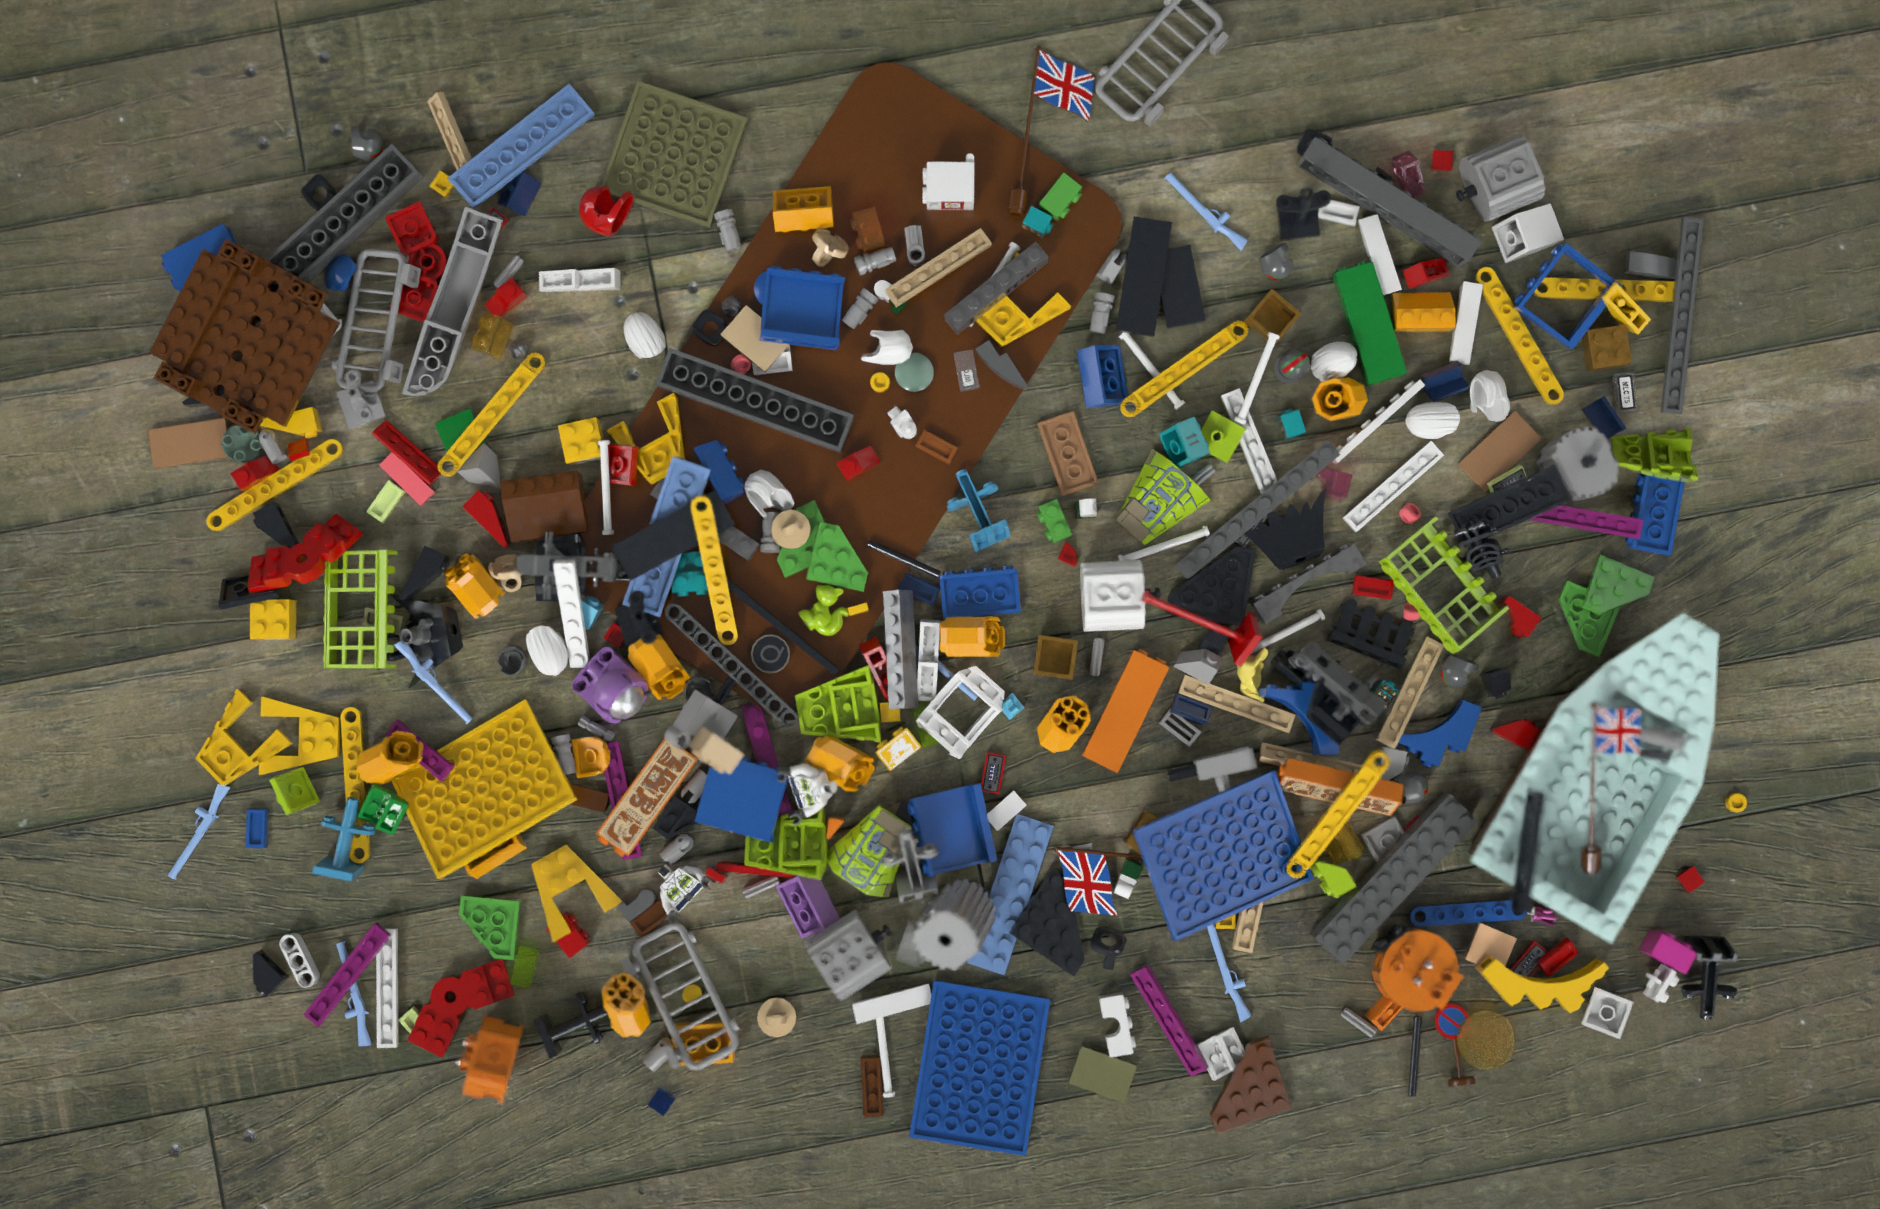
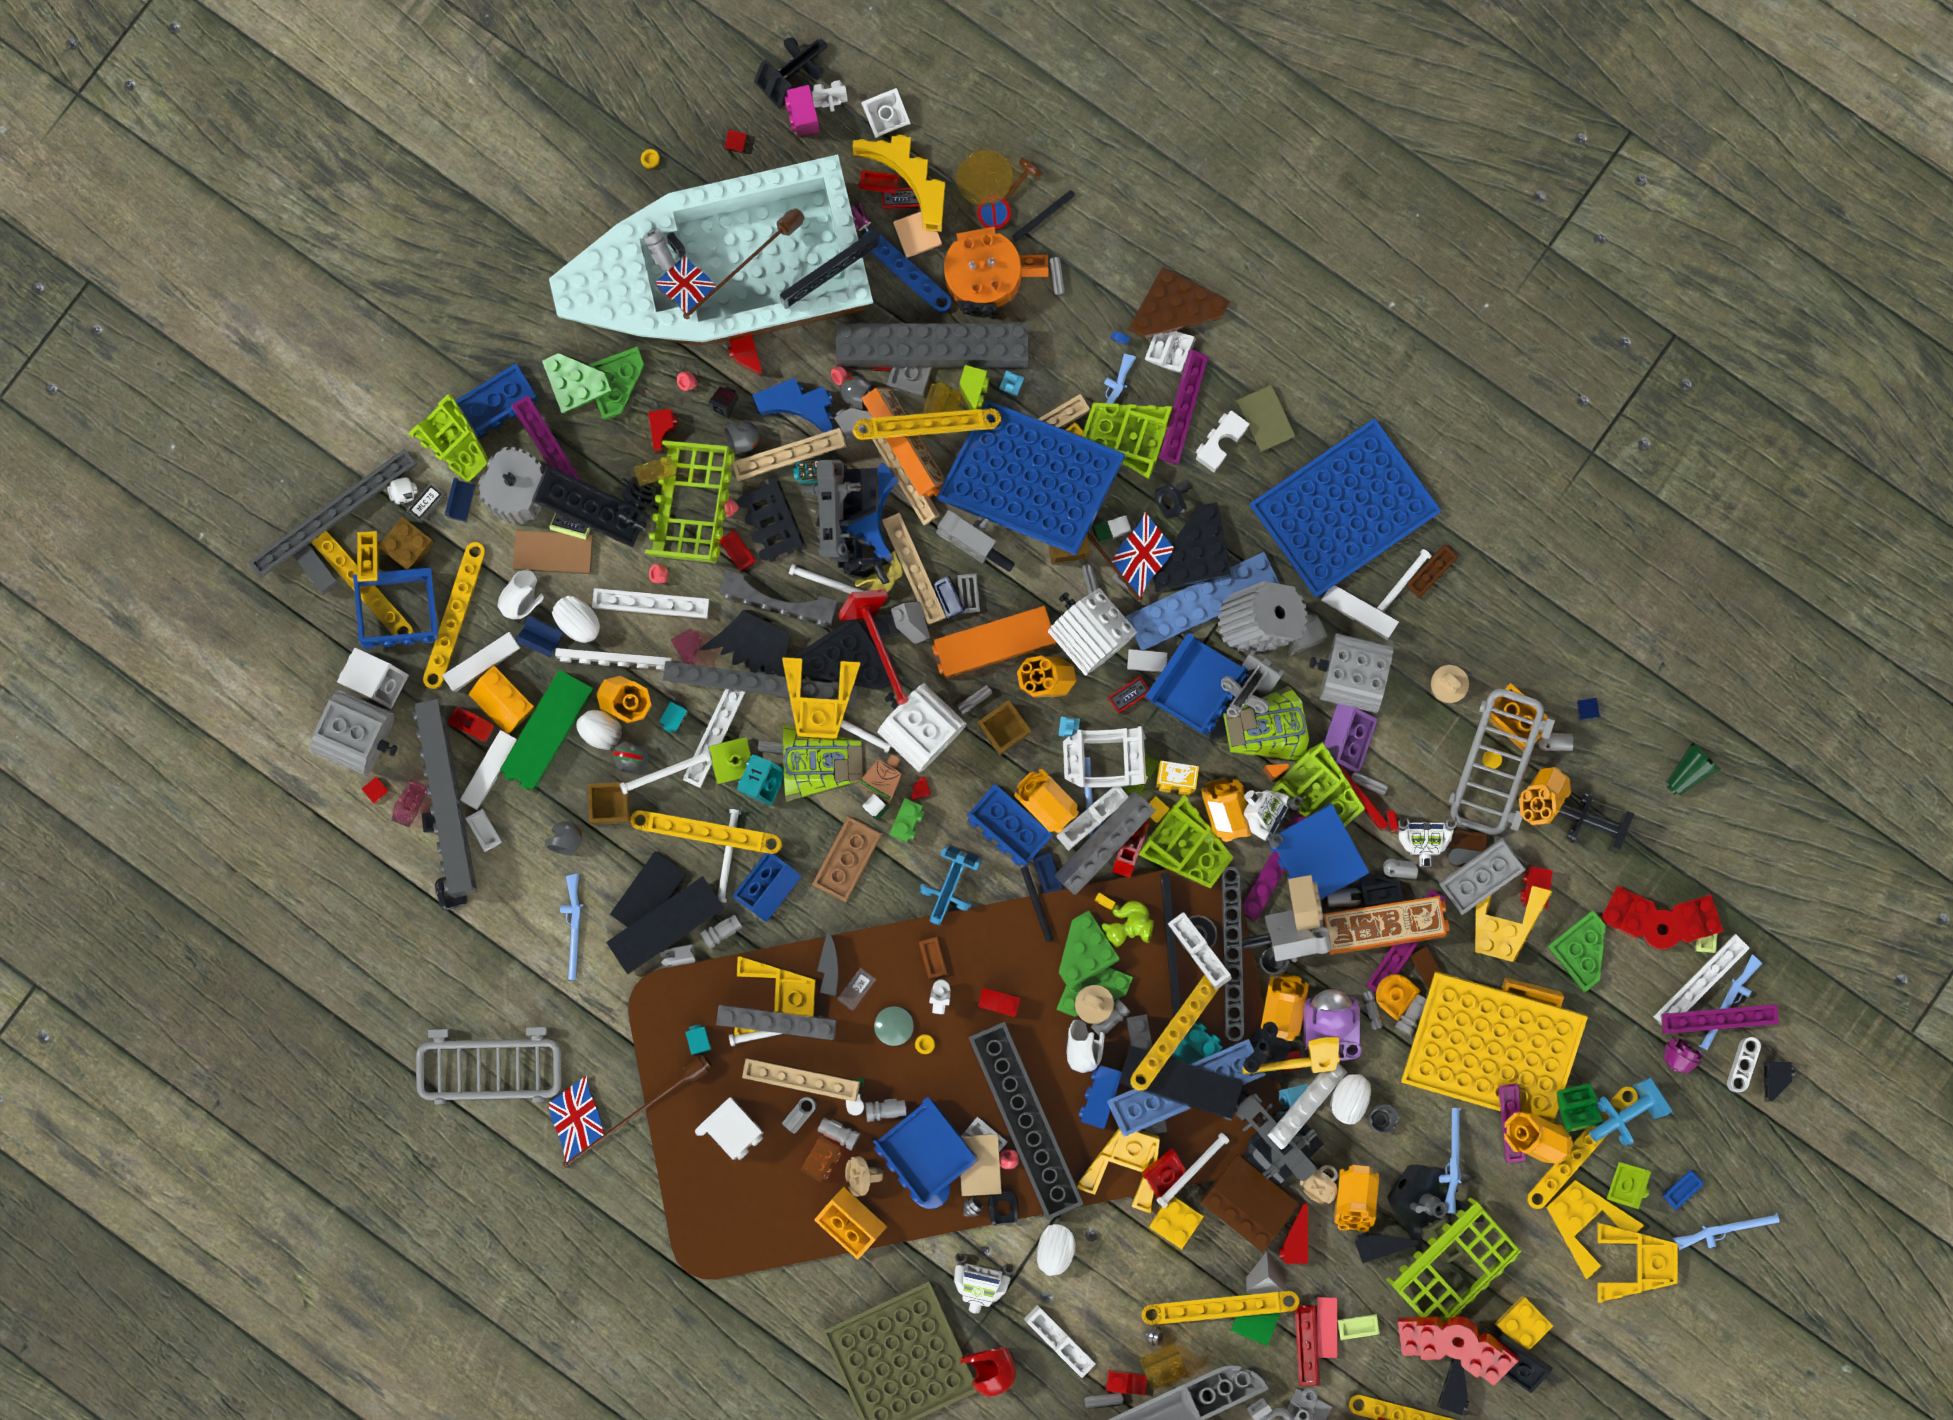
camera: 140 degrees left, 5 degrees down
(348, 920) = (1681, 1055): none -> magenta cone
(490, 1058) = (1674, 854): orange piece -> none
(524, 966) = (1590, 898): clear neon green tile -> none
(543, 1133) = (1691, 770): none -> dark green cone
(595, 657) = (1322, 1057): none -> yellow piece
(613, 902) = (1482, 876): none -> light grey tile
(671, 260) = (979, 1284): none -> white torso
(729, 232) = (919, 1263): light grey axle -> none
(756, 642) = (1200, 951): none -> white slope
(893, 348) = (893, 1057): white hair -> none
(1060, 197) = (664, 1040): bright green brick -> none
(1066, 789) = (1091, 630): none -> white piece
(1101, 533) = (882, 779): none -> nougat torso
(1103, 825) = (1090, 577): none -> light grey axle
(1187, 963) = (1130, 430): none -> lime wedge
(1192, 529) = (818, 716): none -> yellow wing
(1265, 1024) = (1120, 338): none -> blue tile
(1269, 671) = (871, 564): none -> black piece
(1299, 214) = (514, 853): black piece -> none
(1308, 909) = (1011, 383): none -> medium azure tile
(1435, 787) = (840, 374): none -> coral tile
(1491, 580) = (654, 471): none -> clear yellow plate
(1537, 669) = (686, 381): none -> coral tile
(1651, 382) = (402, 490): none -> white head

